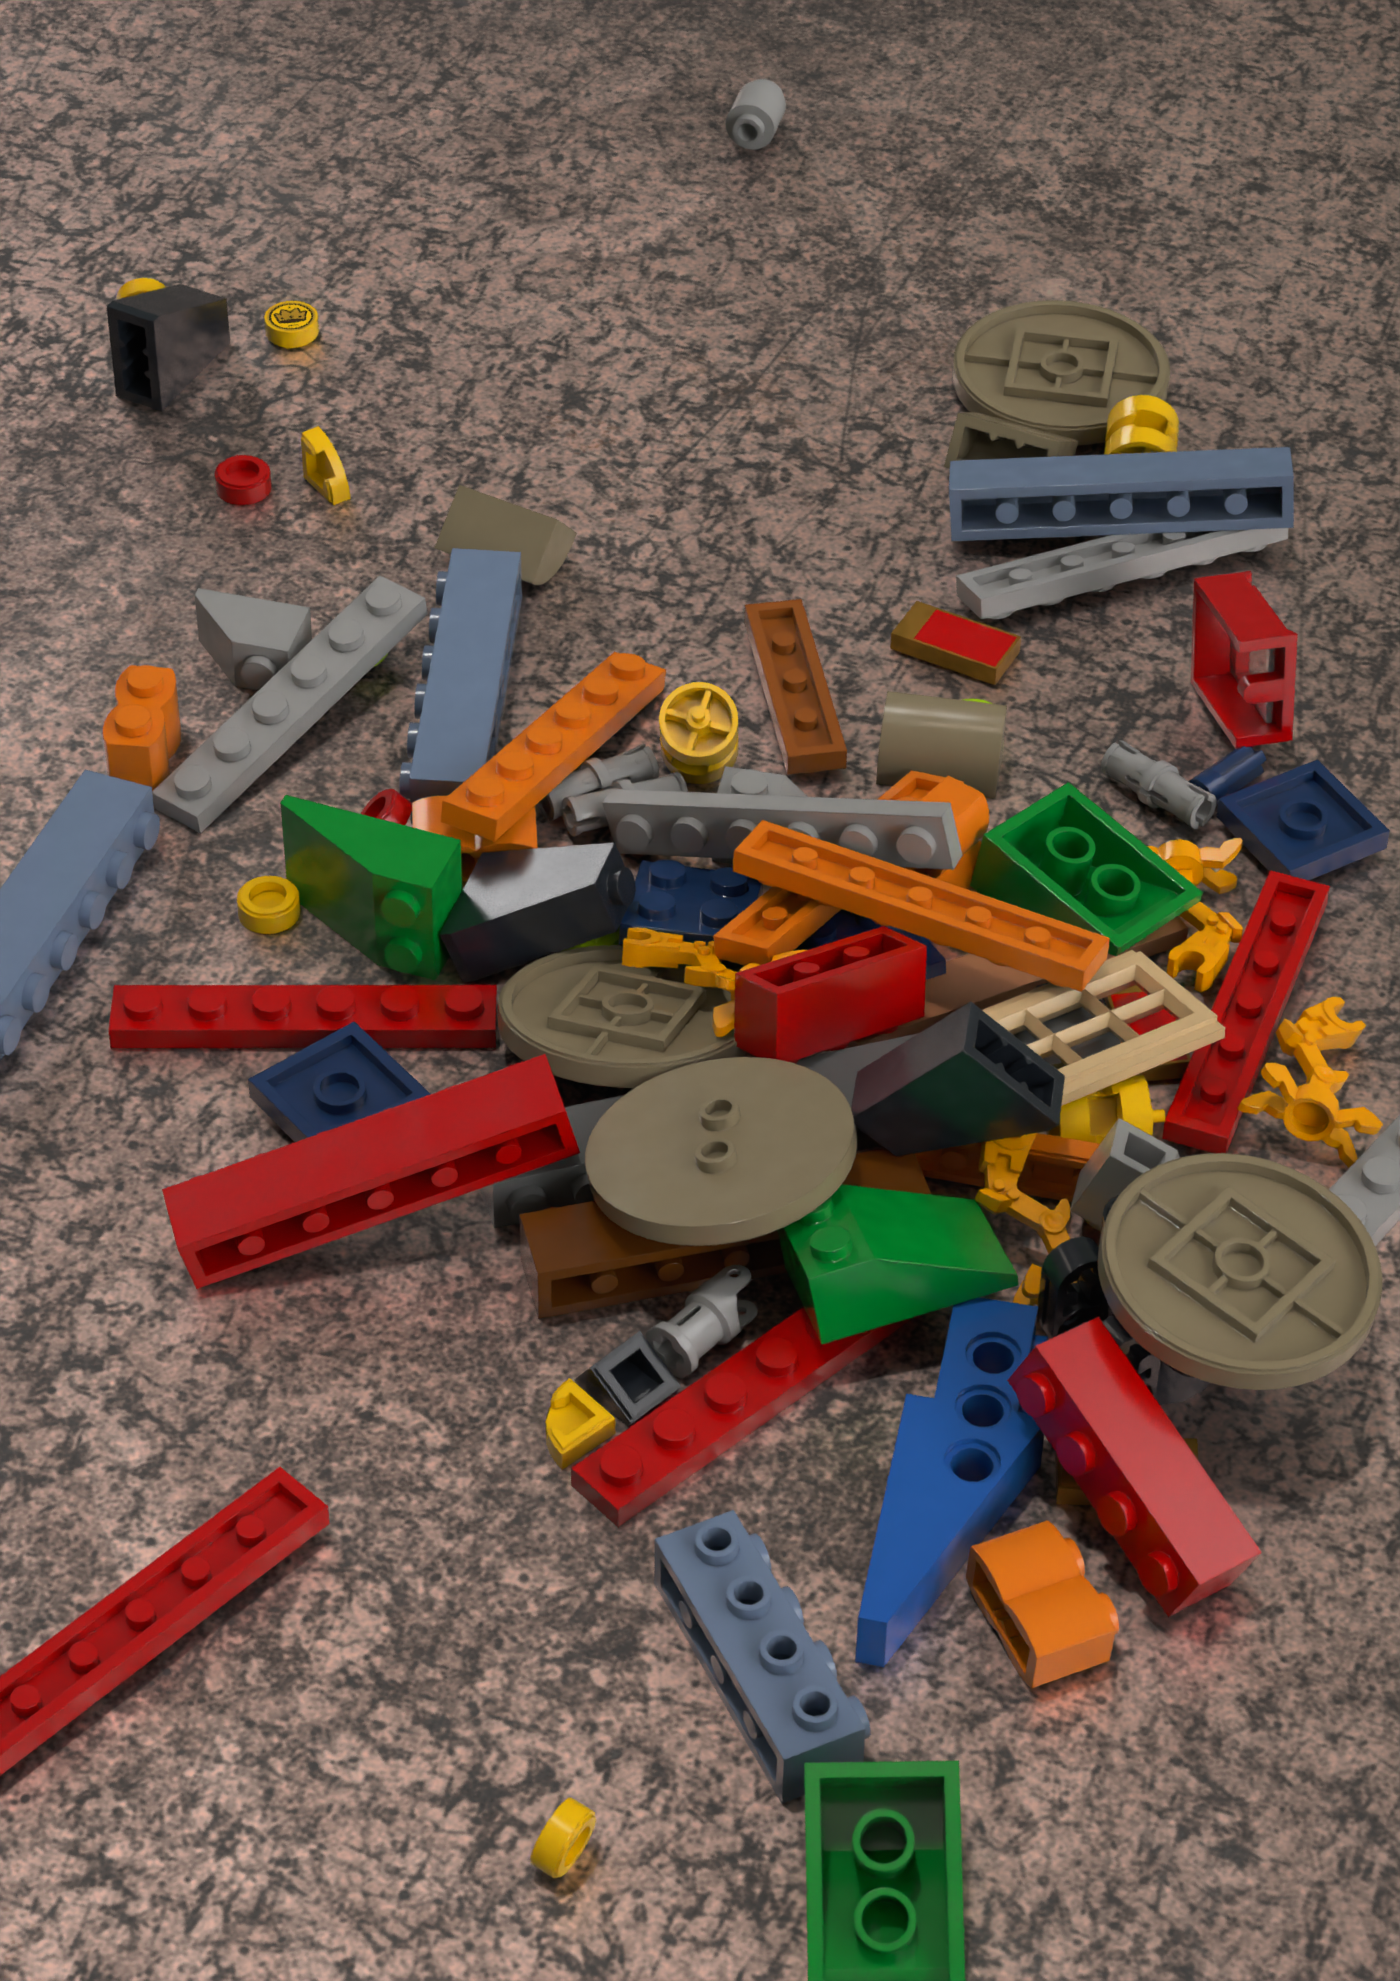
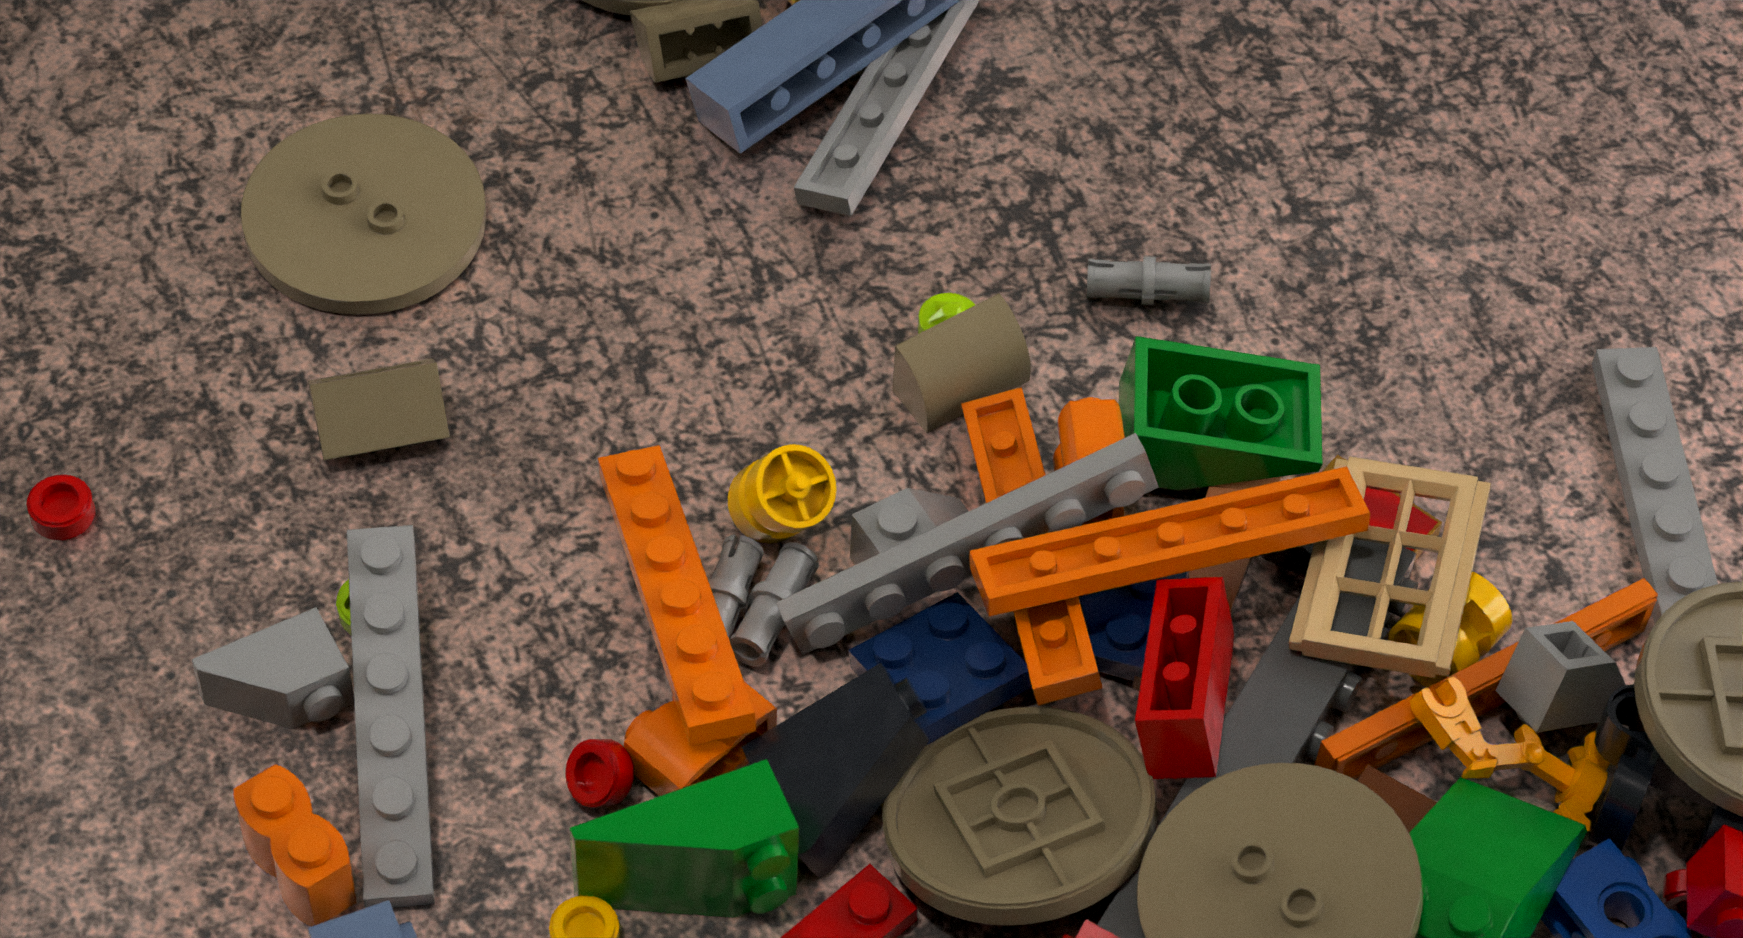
camera: 45 degrees left, 10 degrees up
(323, 466) = (133, 444): yellow tile -> none
(463, 672) = (517, 584): sand blue brick -> none
(642, 431) = (363, 214): none -> dark tan plate
(659, 949) = (984, 726): light orange piece -> none
(795, 687) = (779, 386): dark orange plate -> none
(955, 642) = (849, 251): tile -> none
(956, 1087) = (1400, 698): black slope -> none
(1209, 946) = (1354, 411): light orange piece -> none
(1231, 772) = (1183, 230): dark blue piece -> none
(1243, 660) = (1122, 124): red window -> none
(1250, 1010) = (1425, 430): red plate -> none
(1303, 822) = (1286, 242): dark blue plate -> none
(1312, 1109) = (1577, 504): light orange piece -> none

